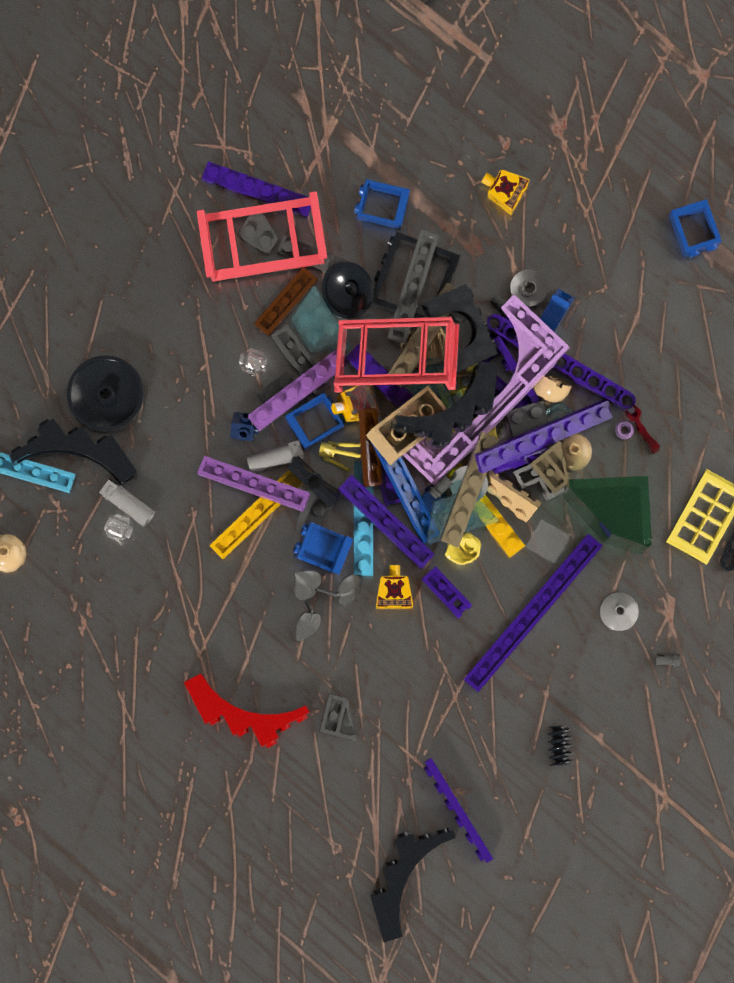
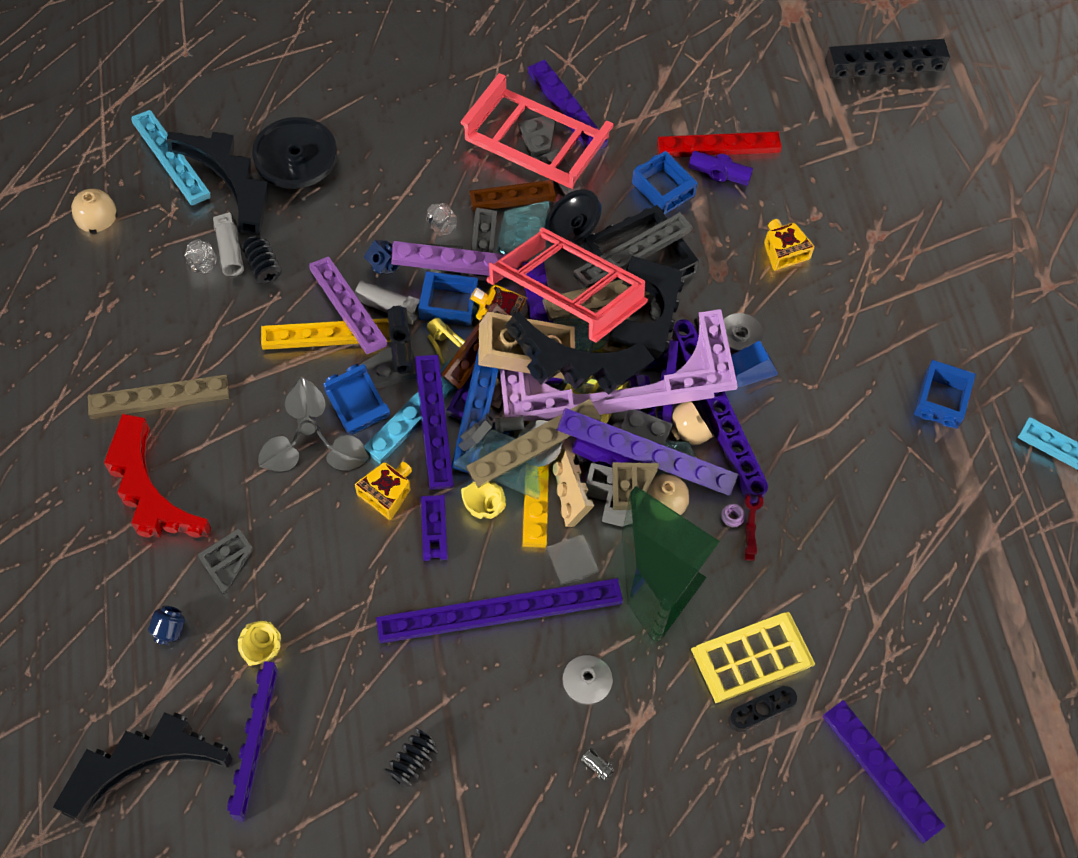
camera: 35 degrees right, 20 degrees down
(162, 496) = (261, 259): none -> black piece
(187, 649) = (158, 396): none -> dark tan plate
(342, 788) = (166, 625): none -> dark blue head
(393, 135) = (721, 144): none -> red plate
(409, 753) = (259, 642): none -> light yellow hair
(411, 158) = (720, 167): none -> dark purple piece
(427, 510) = (476, 432): none -> dark grey wing

